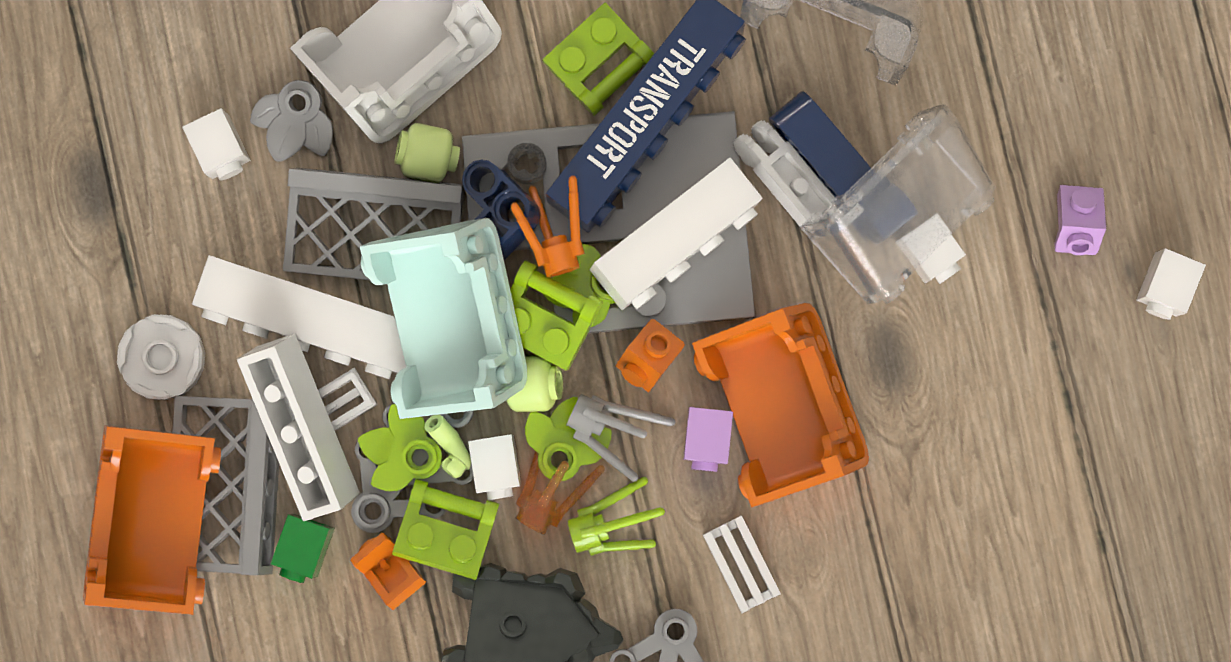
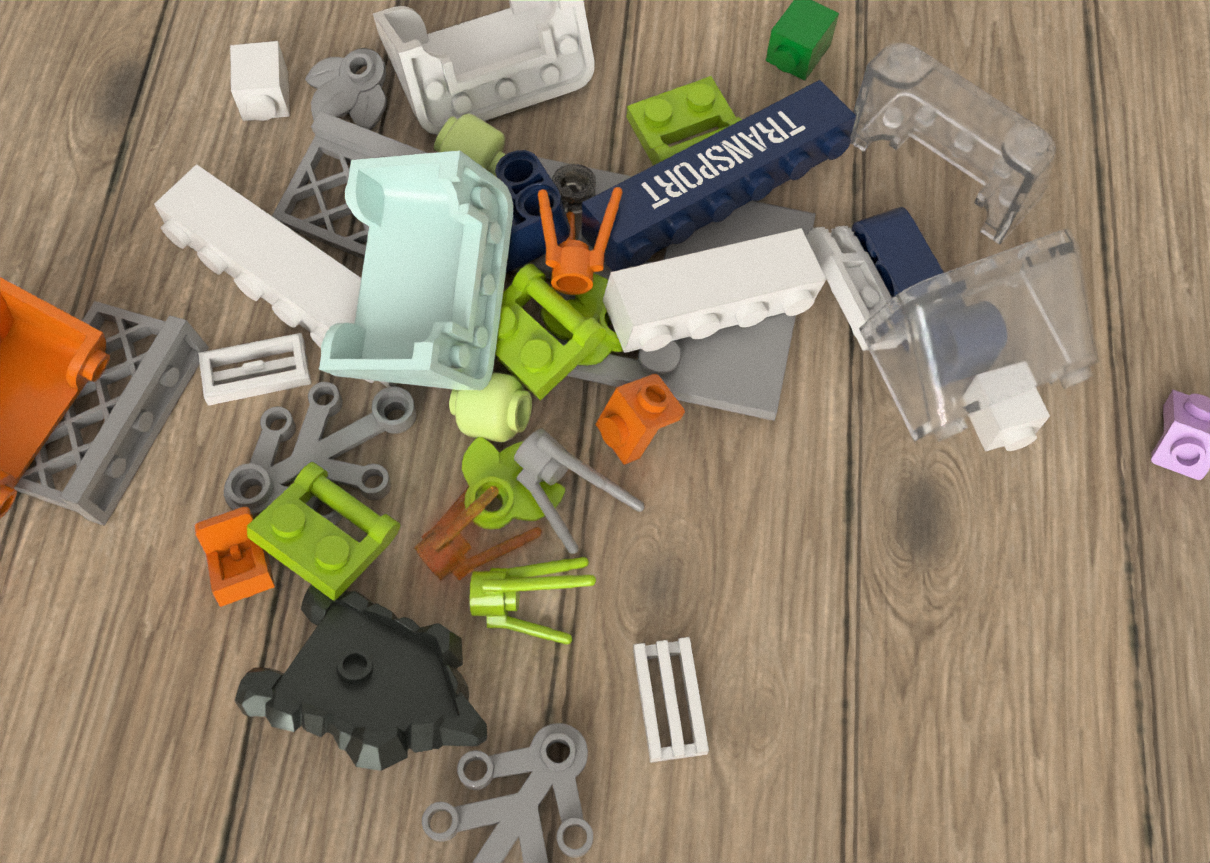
camera: 10 degrees right, 20 degrees down
(161, 357) = (101, 261): white tile -> none
(298, 427) = (204, 357): white brick -> none
(302, 548) = (149, 499): green brick -> none
(394, 451) = (306, 426): lime plate -> none
(451, 442) = (372, 435): yellowish green arm -> none
(495, 466) = (413, 480): white brick -> none
(707, 438) = (677, 529): lavender brick -> none
(785, 402) = (782, 515): orange windscreen -> none

